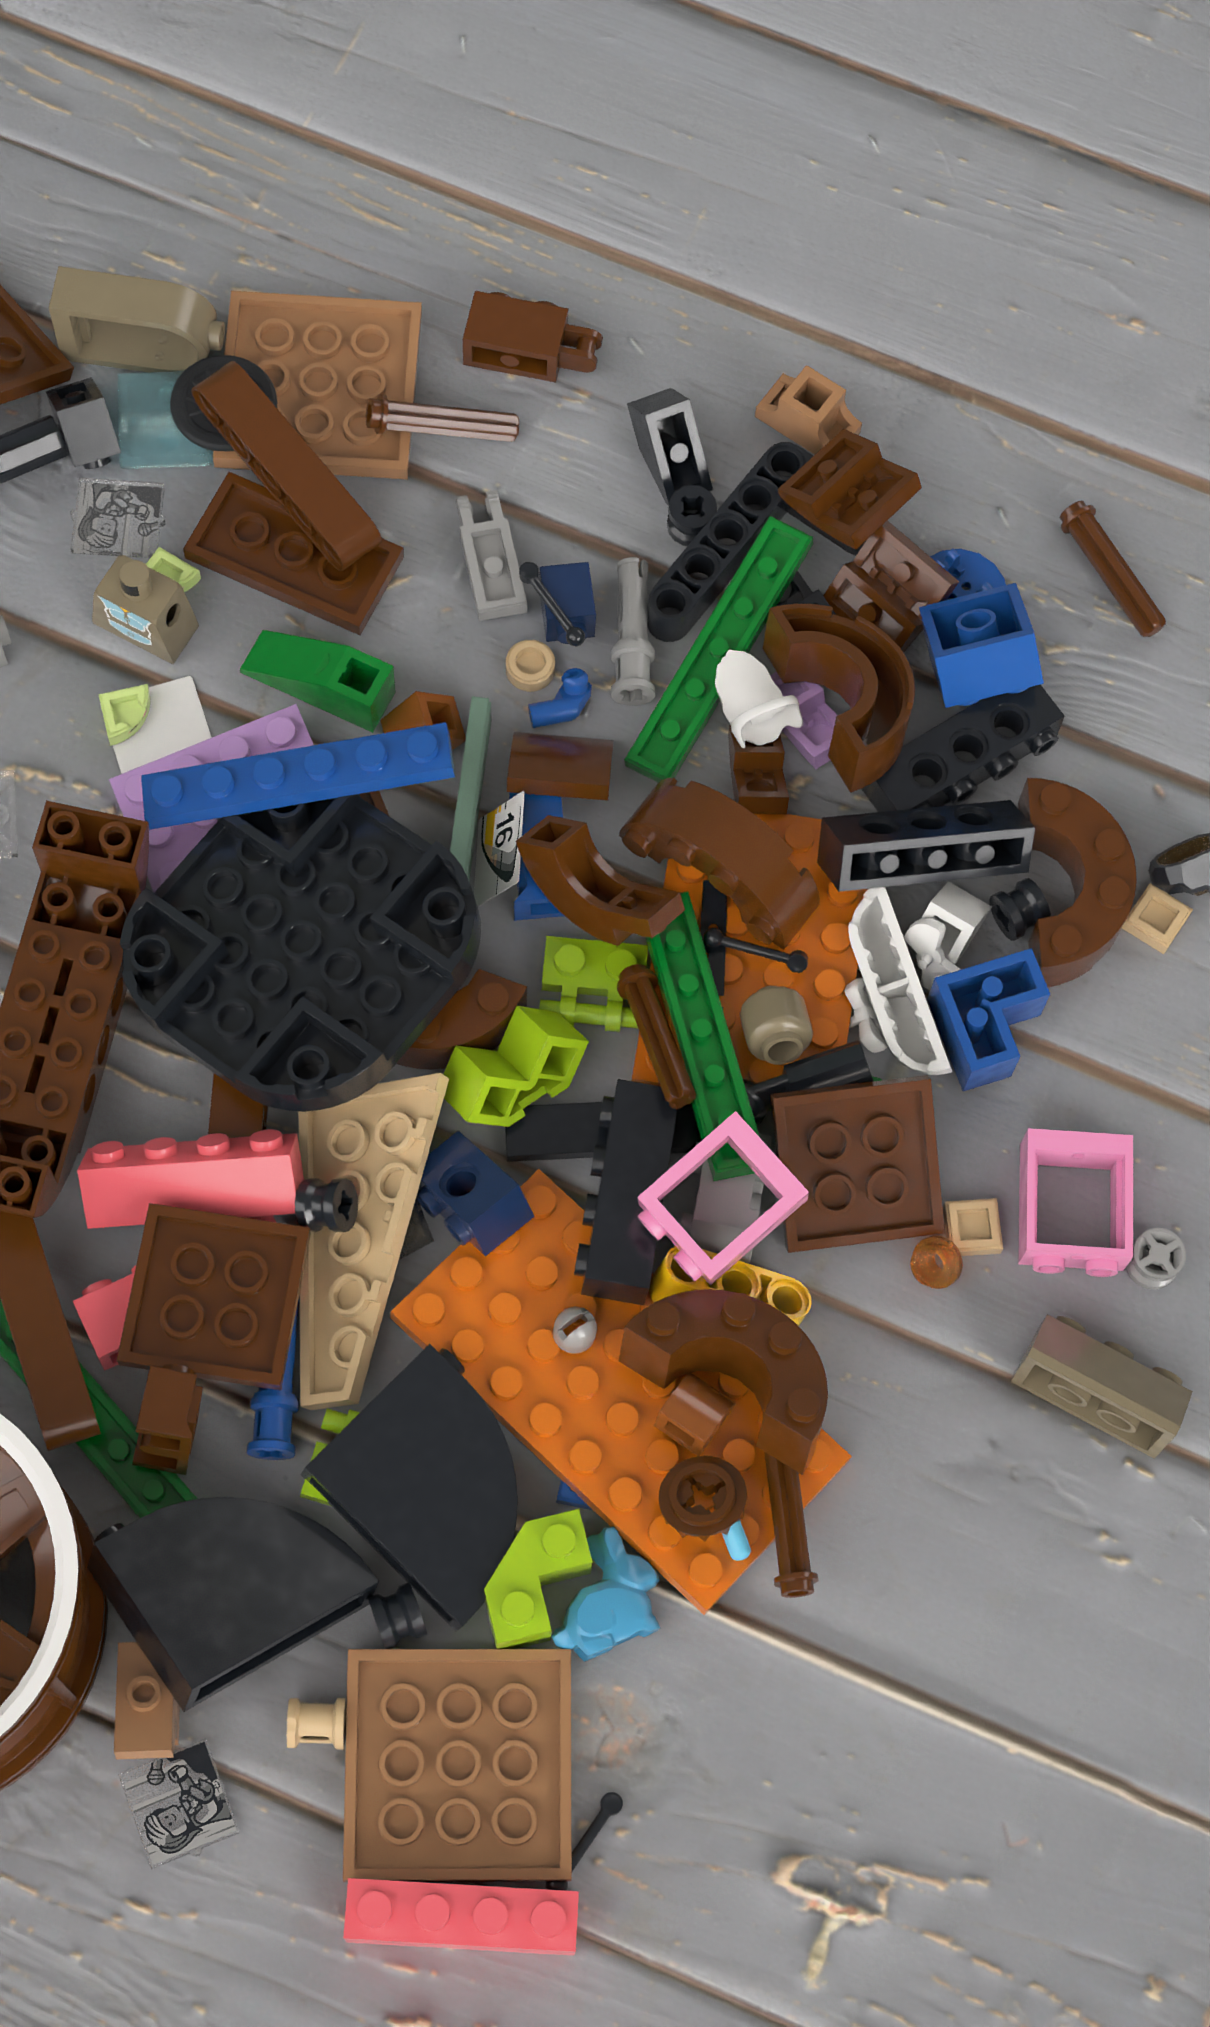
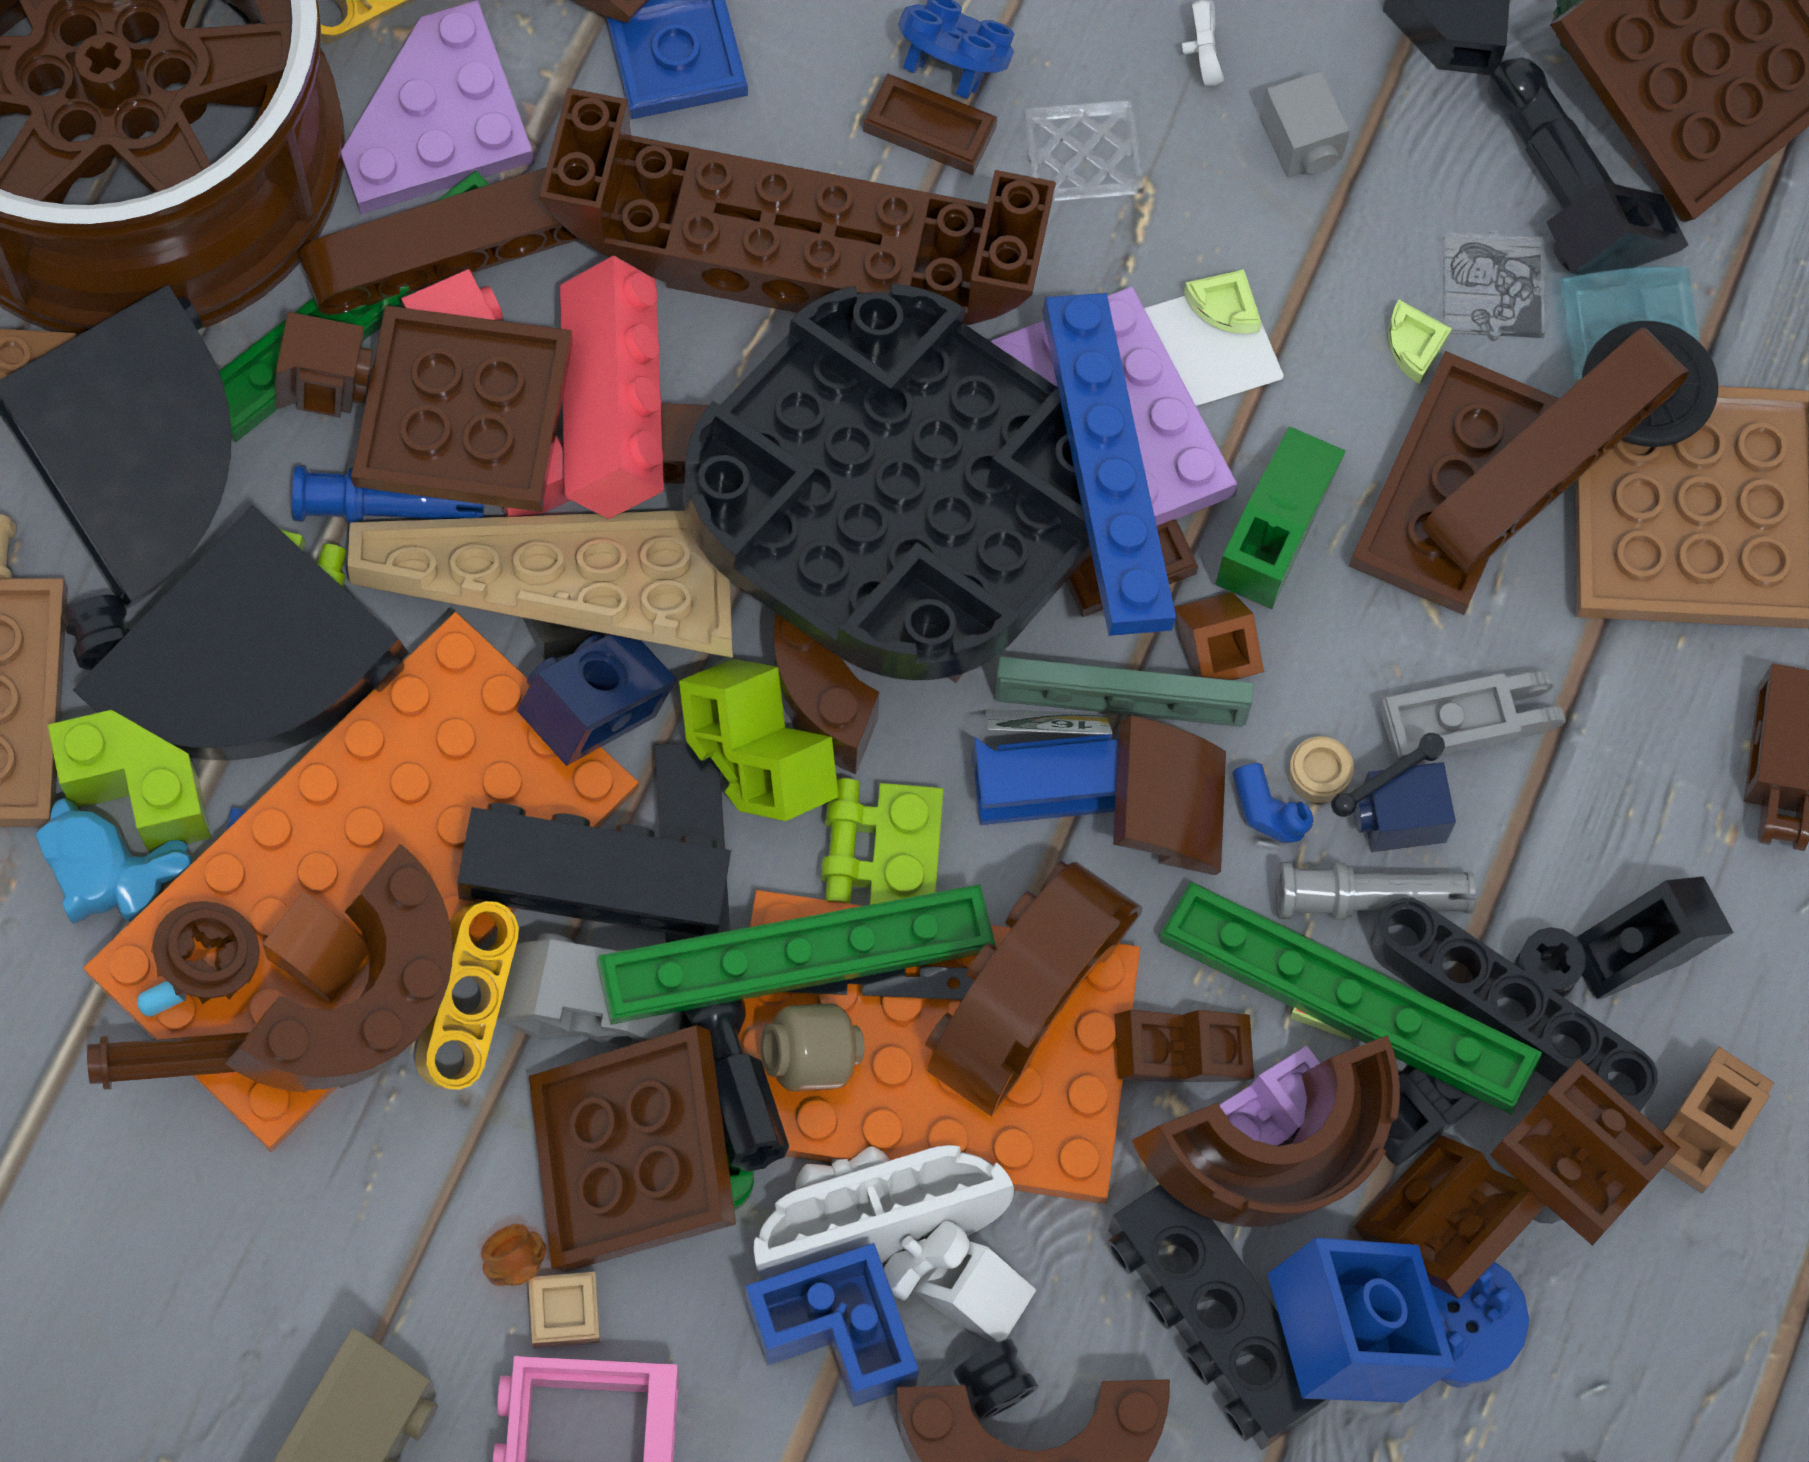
camera: 90 degrees right, 0 degrees up
(131, 321) = (1752, 268): dark tan window -> none
(136, 605) = (1363, 299): dark tan torso -> none
(326, 1204) = (575, 527): black wheel -> none
(440, 420) = (1655, 646): axle -> none
(580, 1338) = (413, 822): light grey hinge -> none
(588, 889) = (985, 814): reddish brown arch -> none
(638, 987) = (791, 898): reddish brown axle -> none
(753, 700) = (1270, 1028): white piece -> none
(763, 1164) = (592, 1003): bright pink window -> none
(796, 961) = (907, 1081): black hinge -> none
(925, 845) = (1067, 1243): black brick -> none

